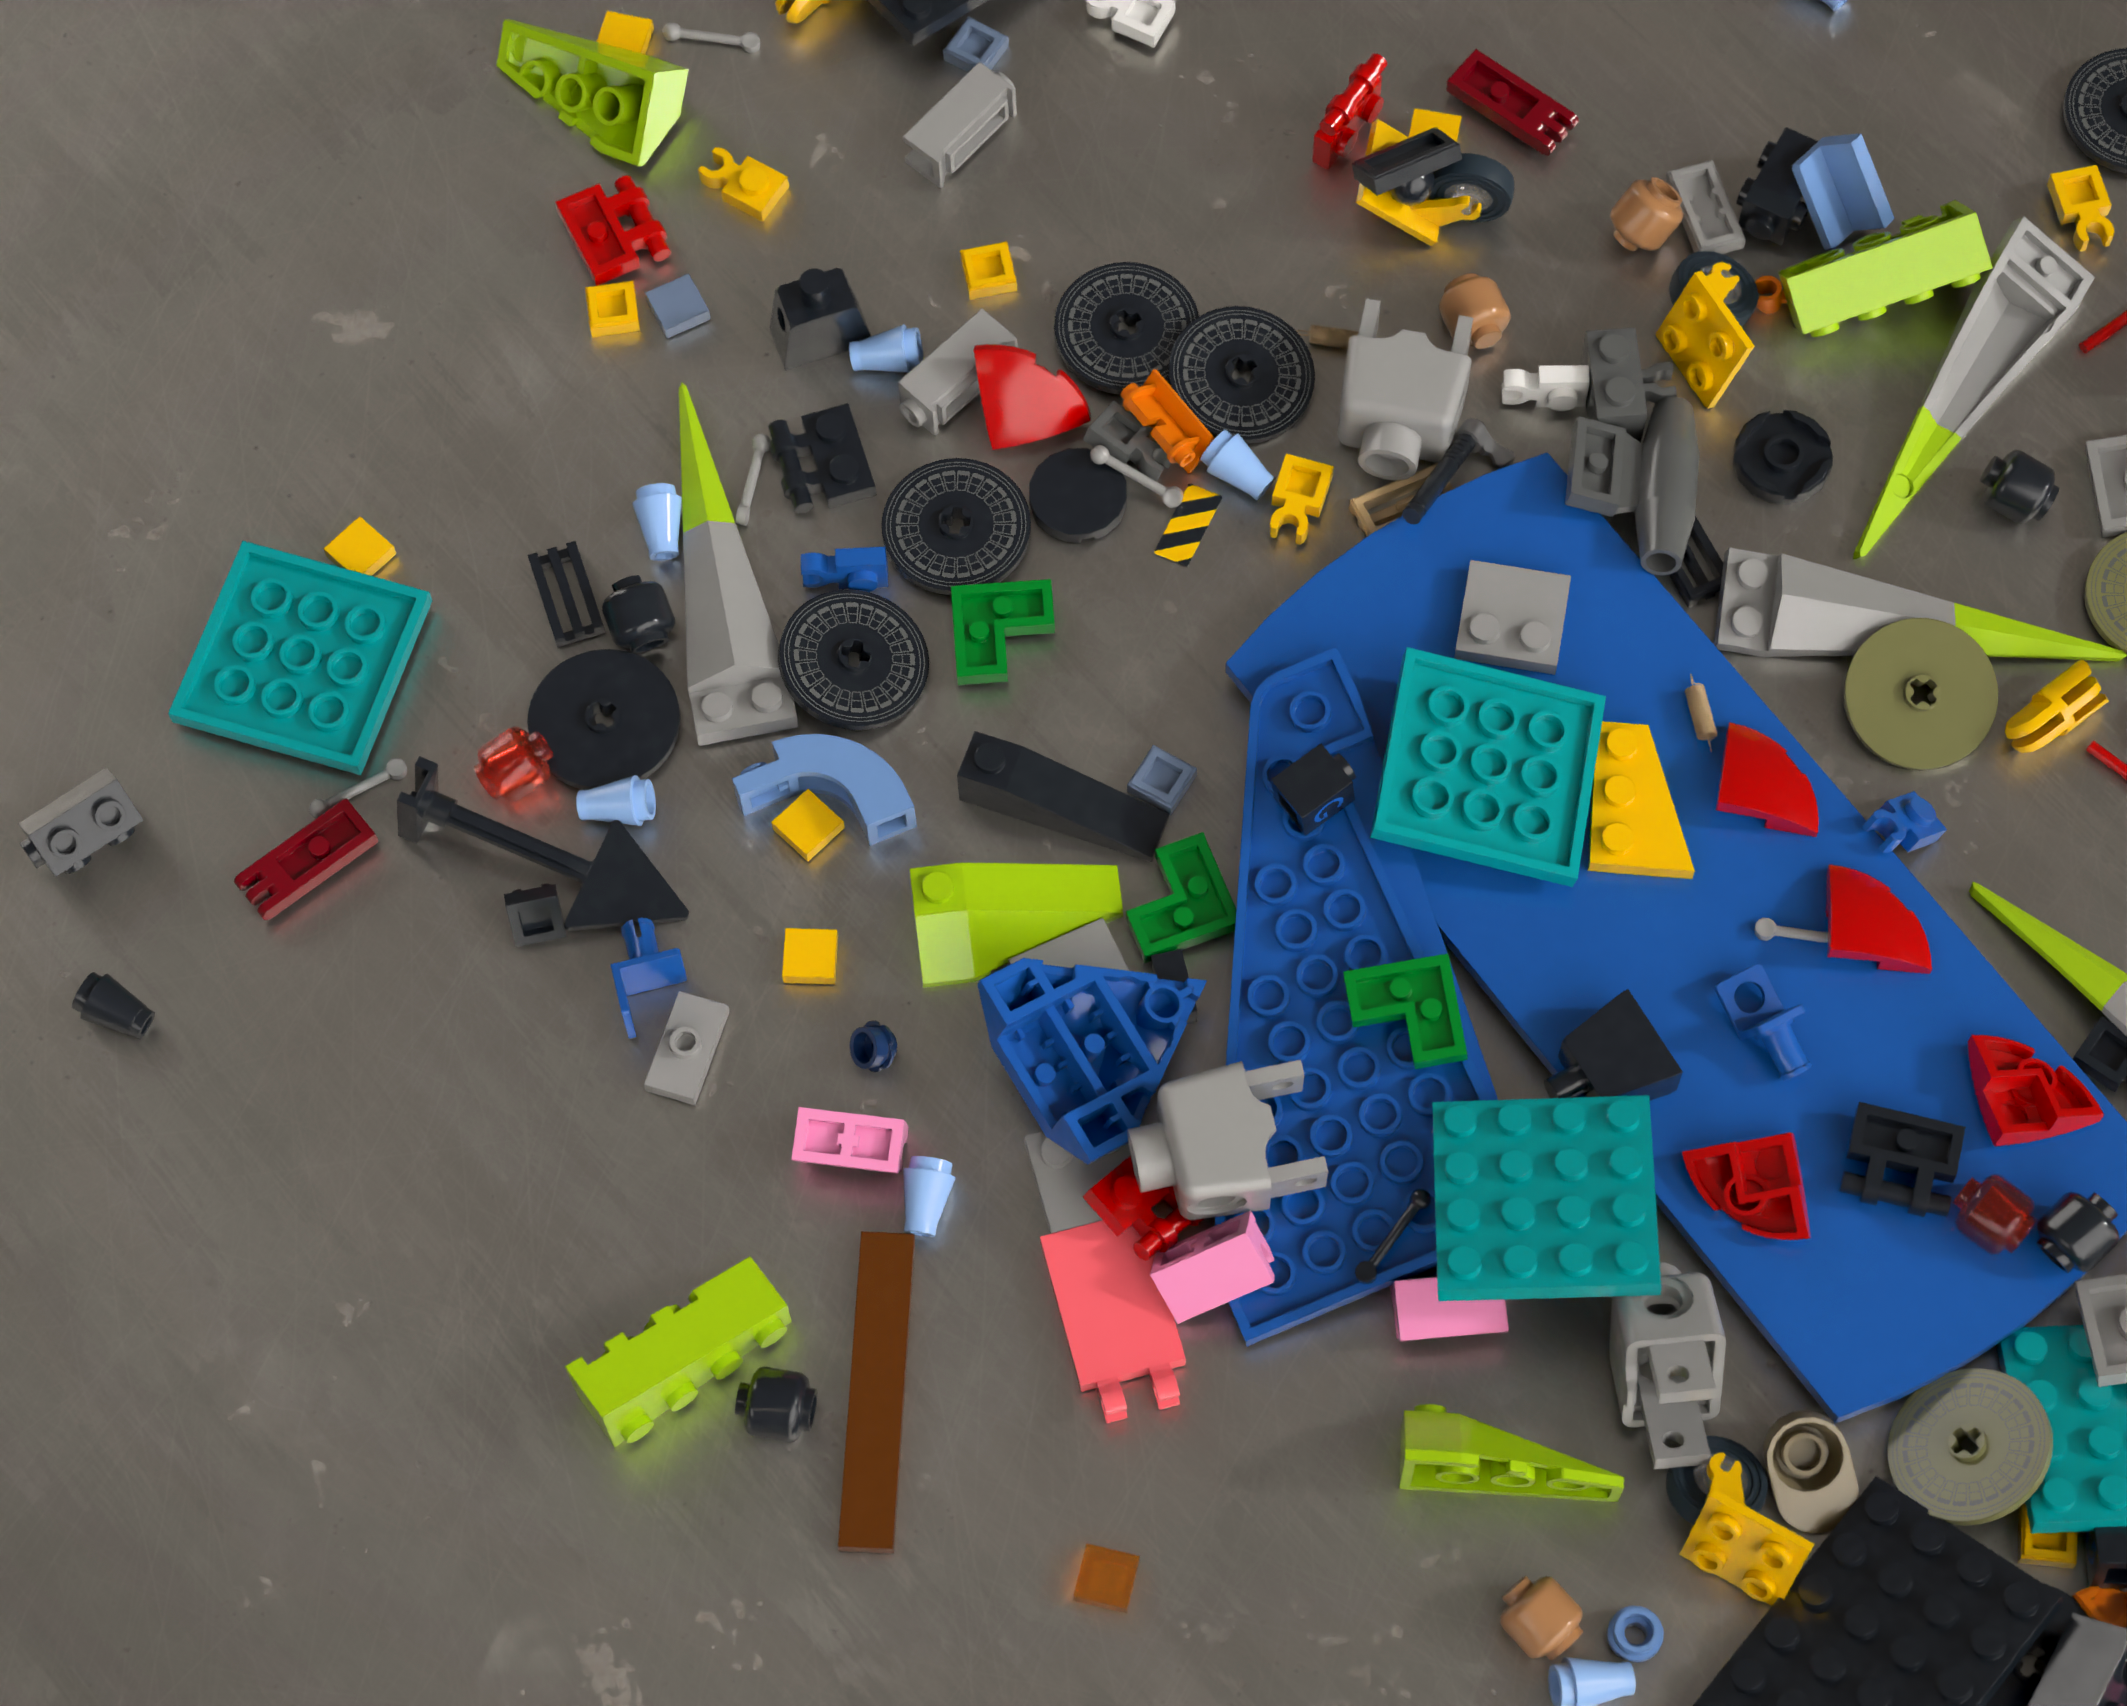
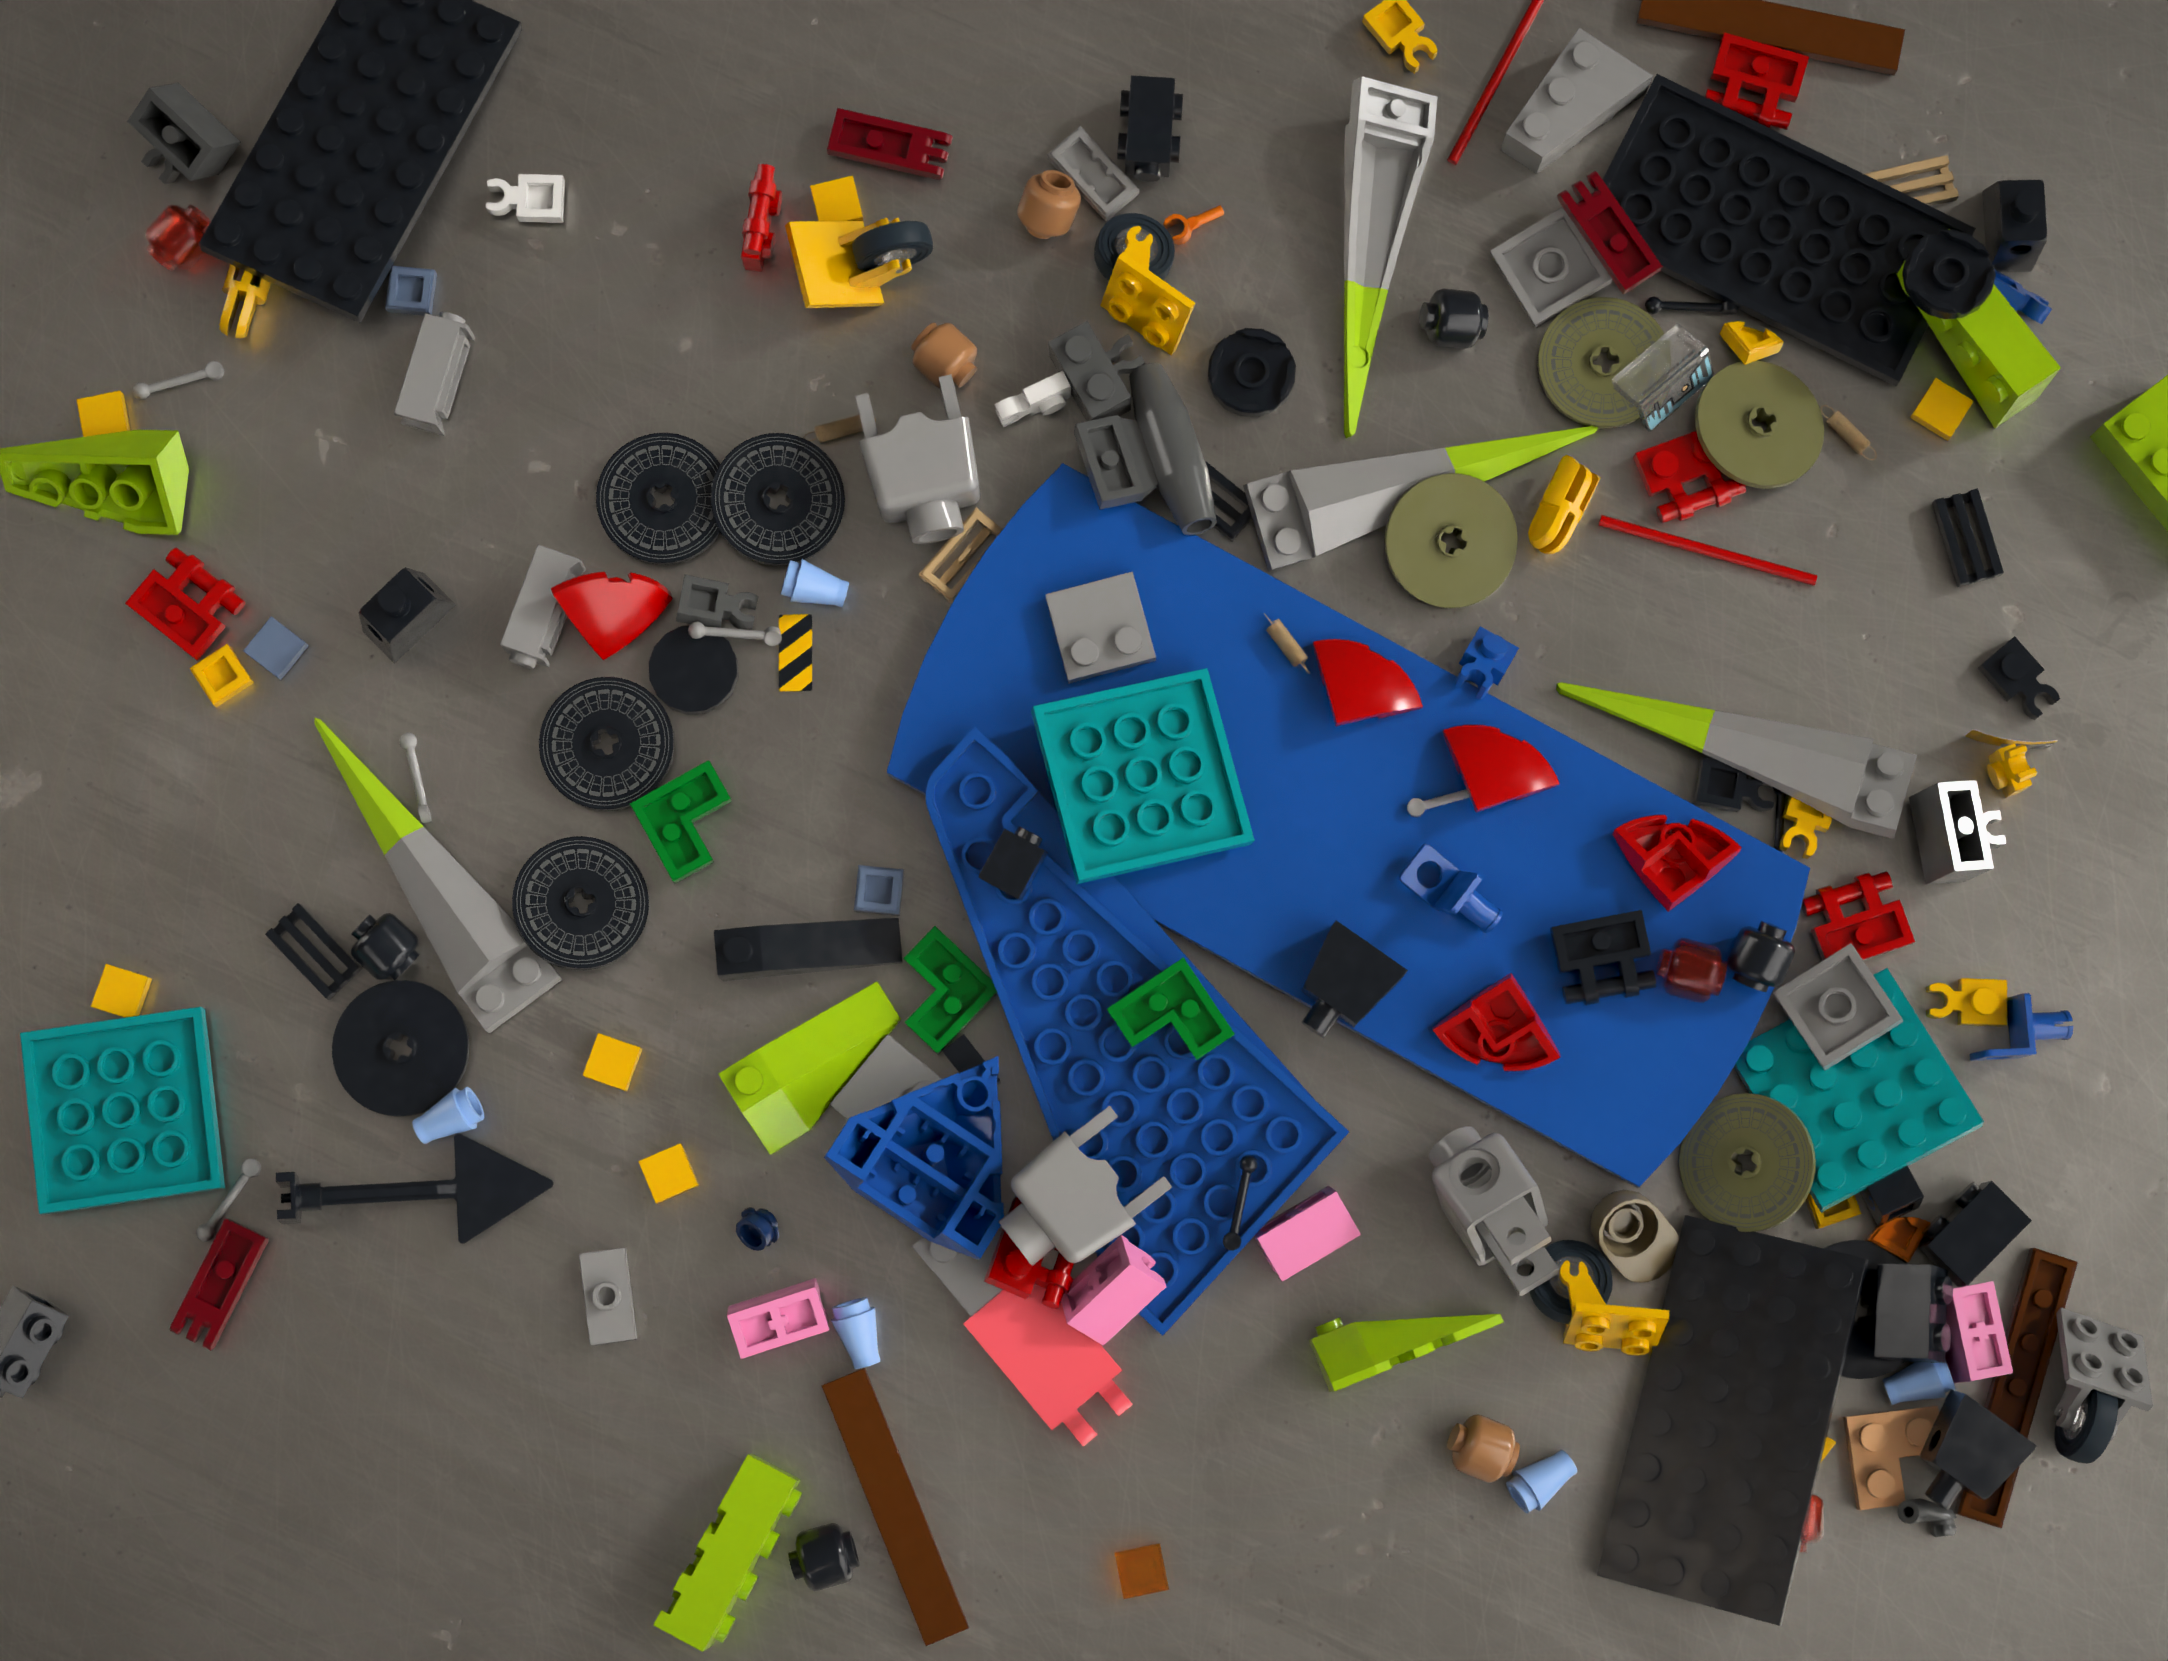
camera: 25 degrees left, 15 degrees up
(112, 1006) = (126, 1481): black cone -> none
(513, 764) = (348, 1125): clear red head -> none
(535, 915) = (430, 1244): black tile -> none
(646, 967) = (542, 1249): blue bracket -> none
(659, 518) = (359, 852): light blue cone -> none
(746, 186) = (281, 509): yellow plate -> none
(835, 769) = (610, 1006): medium blue arch -> none
(837, 455) = (476, 723): black plate -> none
(850, 568) = (545, 823): blue plate -> none
(889, 351) = (476, 611): light blue cone -> none
(988, 270) = (521, 496): yellow tile -> none
(1172, 421) = (751, 578): orange hinge -> none
(1299, 492) = (875, 584): yellow plate -> none
(1408, 166) = (835, 259): black tile -> none
(1470, 438) = (991, 474): black piece -> none
(1545, 1198) = (1347, 1127): teal plate -> none
(1632, 809) = (1268, 752): yellow wing -> none
(1635, 1617) = (1571, 1430): medium blue plate -> none
(1841, 188) = (1200, 112): medium blue panel -> none
(1886, 270) = (1268, 170): lime wedge -> none

